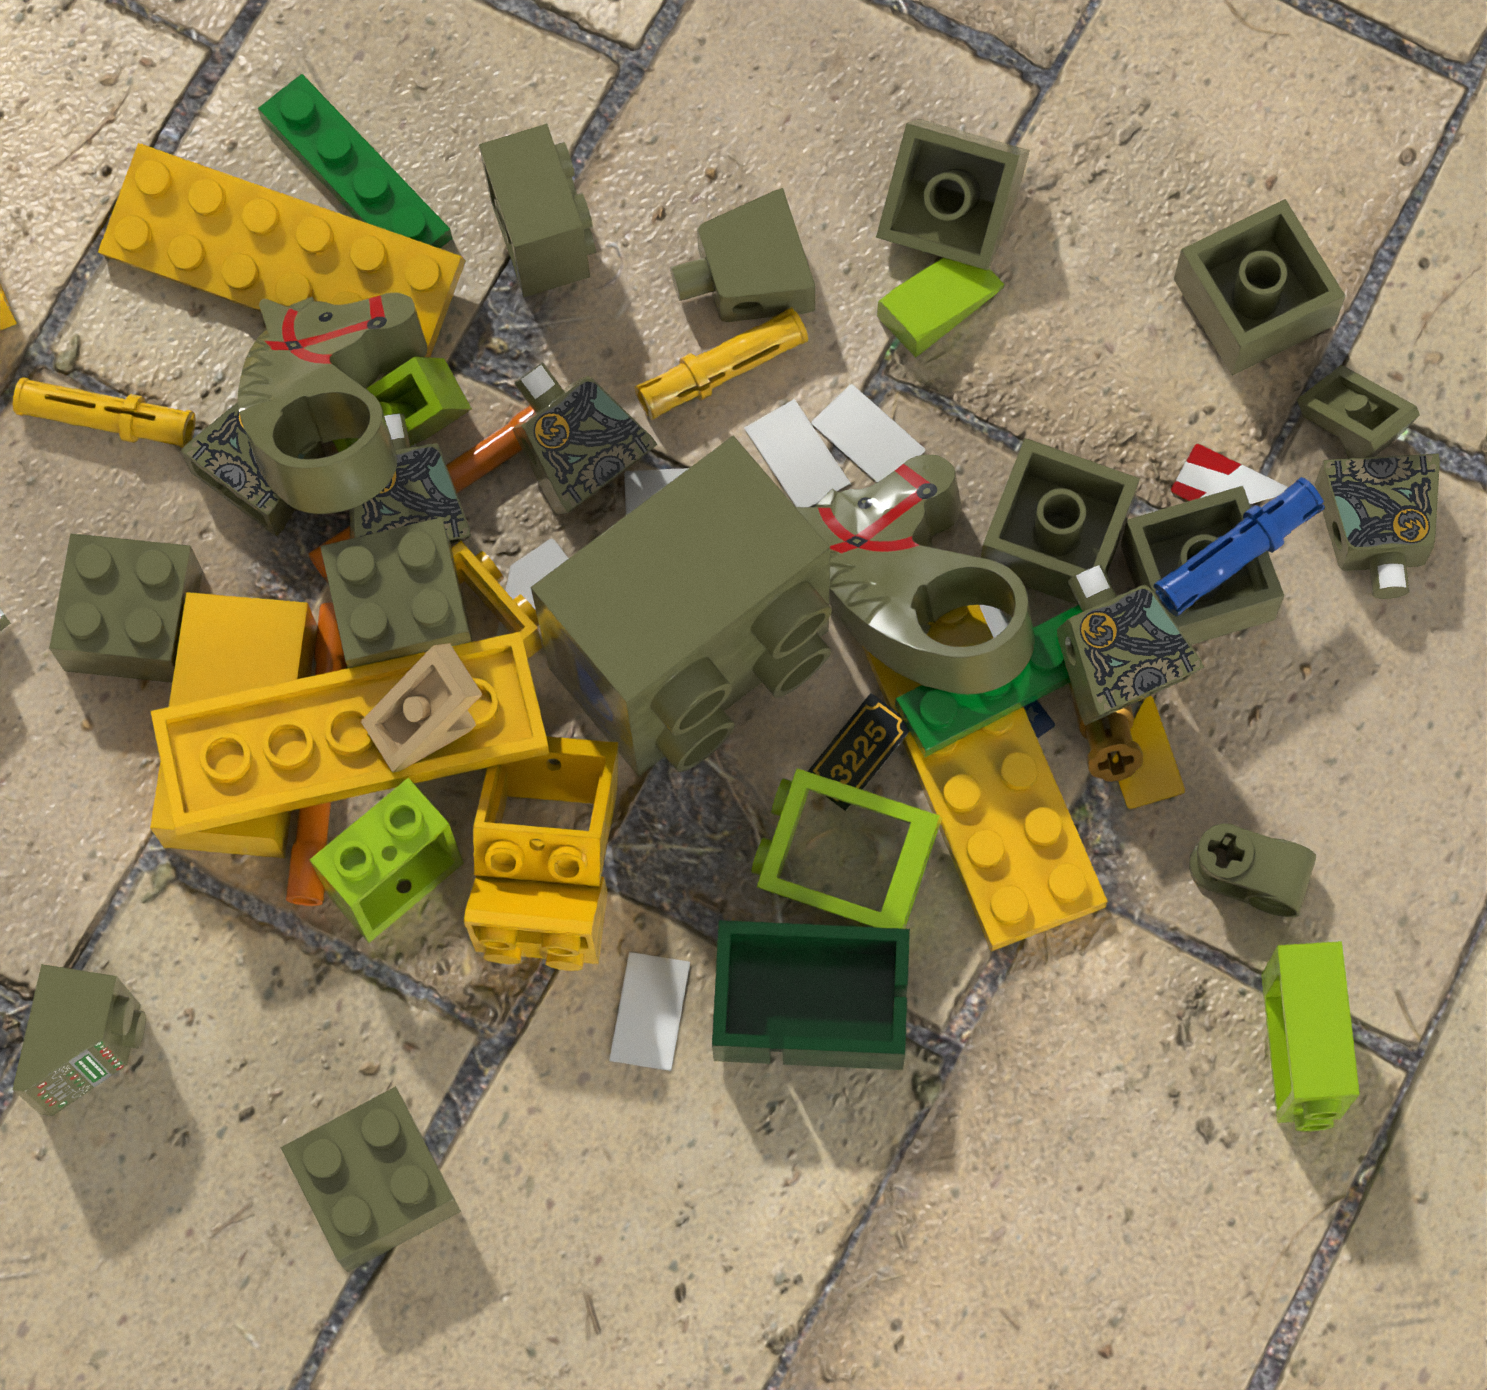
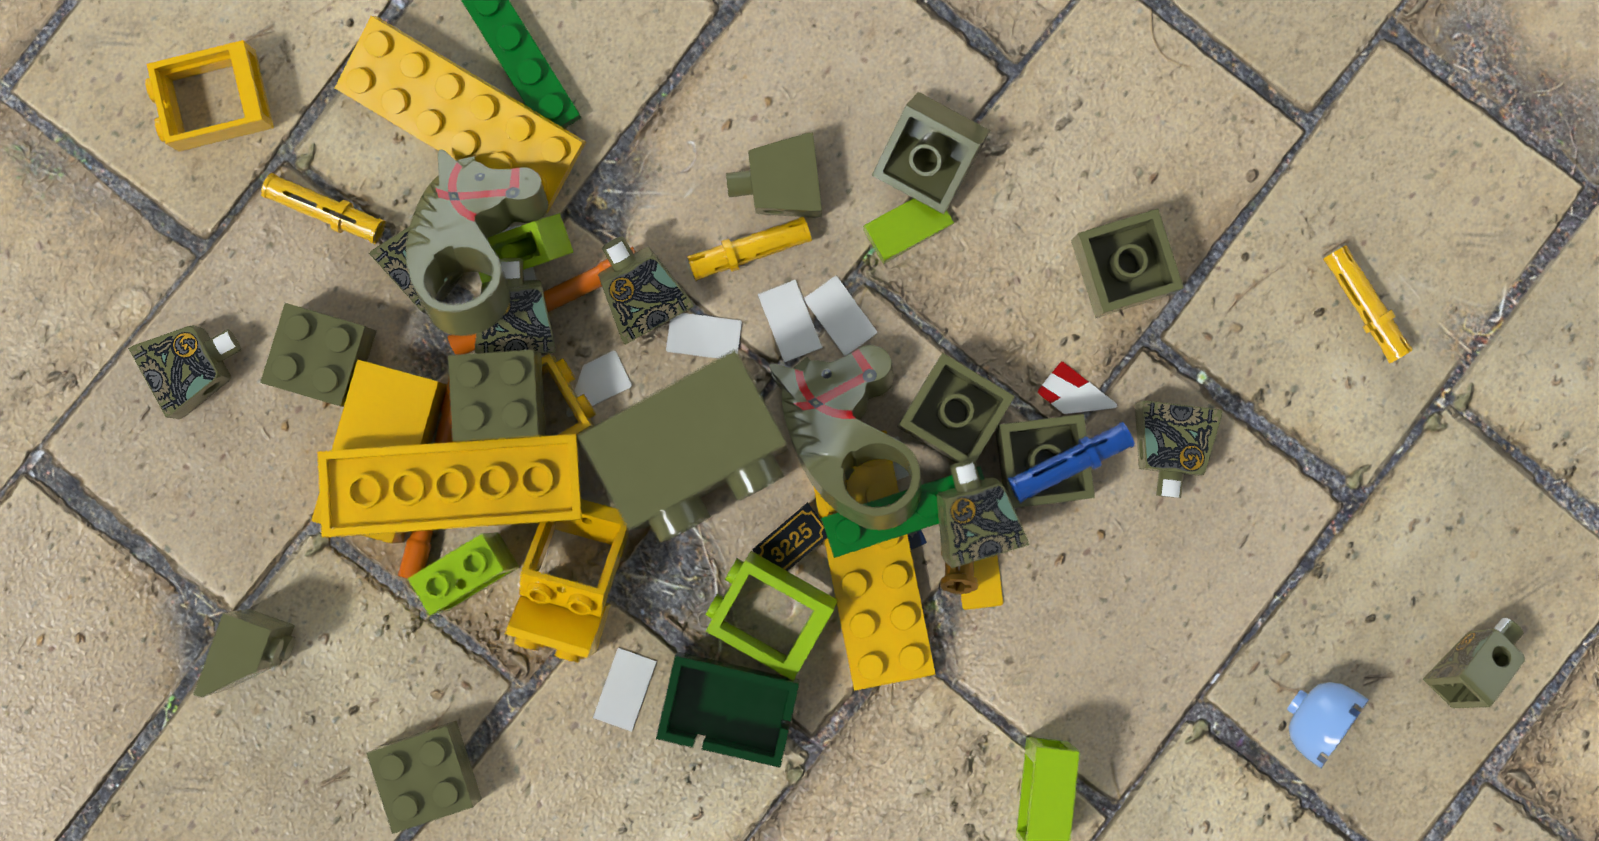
camera: 10 degrees right, 15 degrees up
(424, 709) = (497, 488): tan slope -> none
(538, 209) = (638, 118): olive brick -> none
(1260, 870) = (1040, 673): olive piece -> none
(1357, 412) = (1174, 366): olive slope -> none

